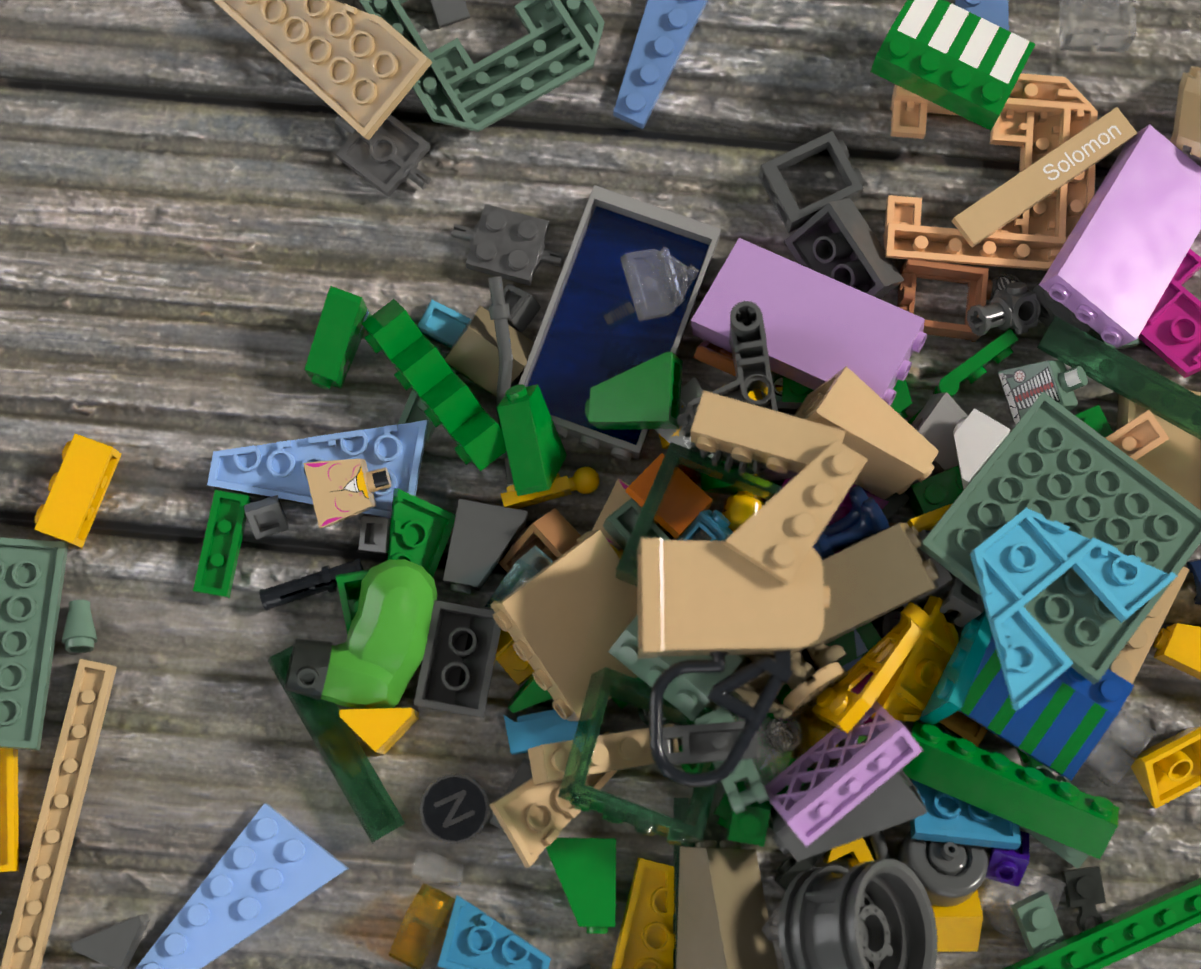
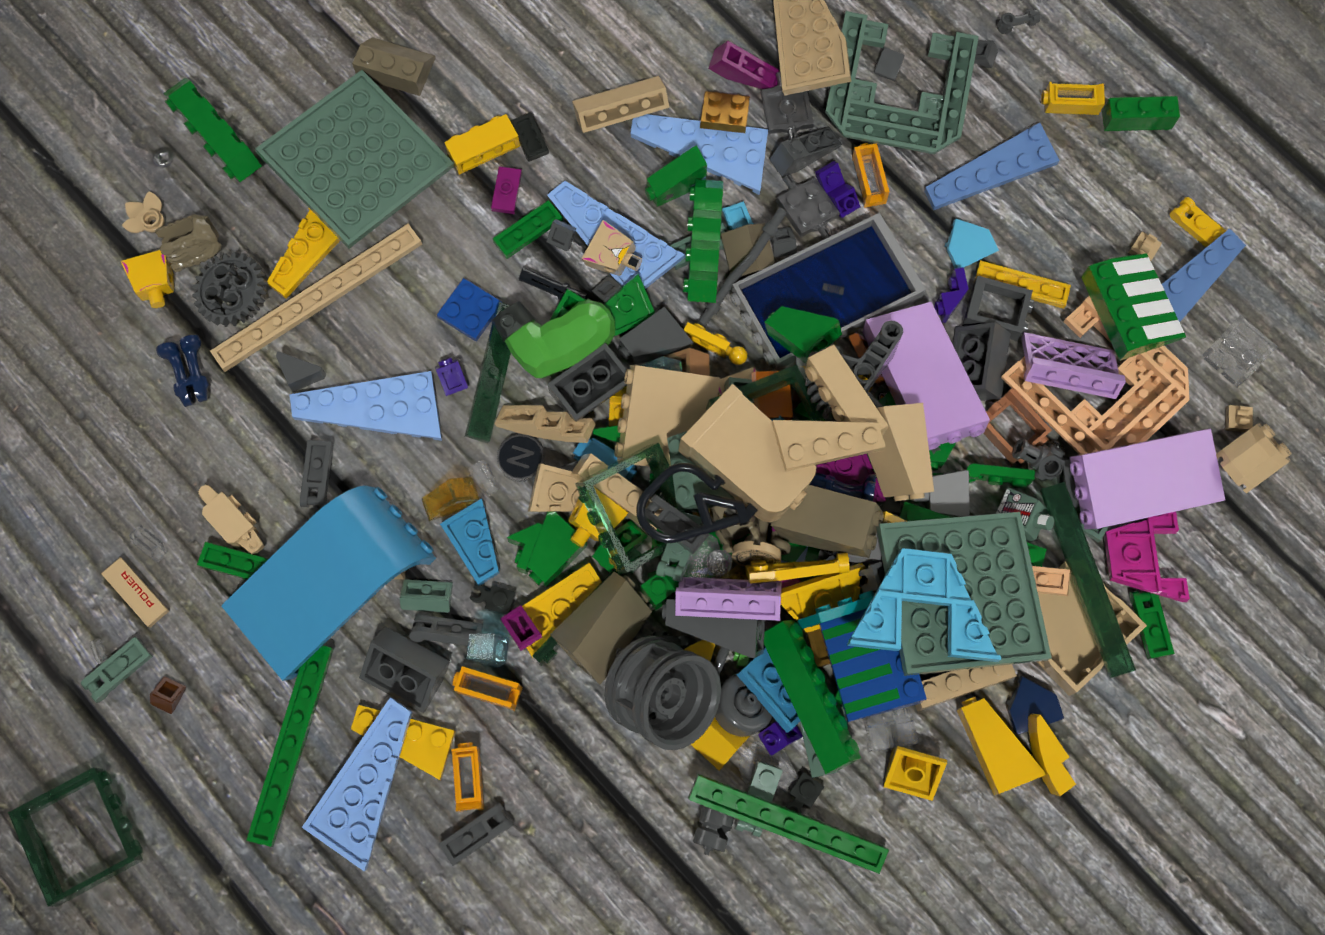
camera: 40 degrees right, 5 degrees down
(79, 628) = (421, 210): sand green cone -> none
(124, 434) = (530, 137): none -> pearl dark grey plate
(154, 519) = (506, 190): none -> magenta plate
(194, 307) = (621, 104): none -> tan brick
(241, 693) = (469, 309): none -> blue plate
(292, 145) = (742, 67): none -> magenta slope
(292, 788) = (451, 376): none -> dark purple bracket
(319, 215) = (725, 112): none -> pearl gold plate
(357, 255) = (725, 152): none -> light blue wing
(381, 726) = (523, 382): yellow slope -> none
(446, 183) = (804, 150): none -> dark grey slope
(448, 750) = (539, 423): none -> tan slope
(524, 197) = (839, 192): none -> dark purple slope
(530, 439) = (727, 306): green slope -> none
(543, 148) = (870, 175): none -> light orange window
(549, 893) = (526, 539): none -> green slope
(617, 783) = (585, 528): none -> yellow torso
(656, 281) = (867, 287): clear slope -> none
(656, 794) = (629, 536): none -> green slope
(716, 135) = (969, 243): none -> medium azure slope
(755, 221) = (949, 301): none -> dark purple slope
(838, 116) = (1044, 289): none -> yellow tile
(957, 192) = (1068, 374): none -> lavender fence
(975, 442) = (959, 504): white slope -> none
(1044, 177) = (1126, 407): tan tile -> none
(1155, 84) = (1238, 418): none -> tan tile

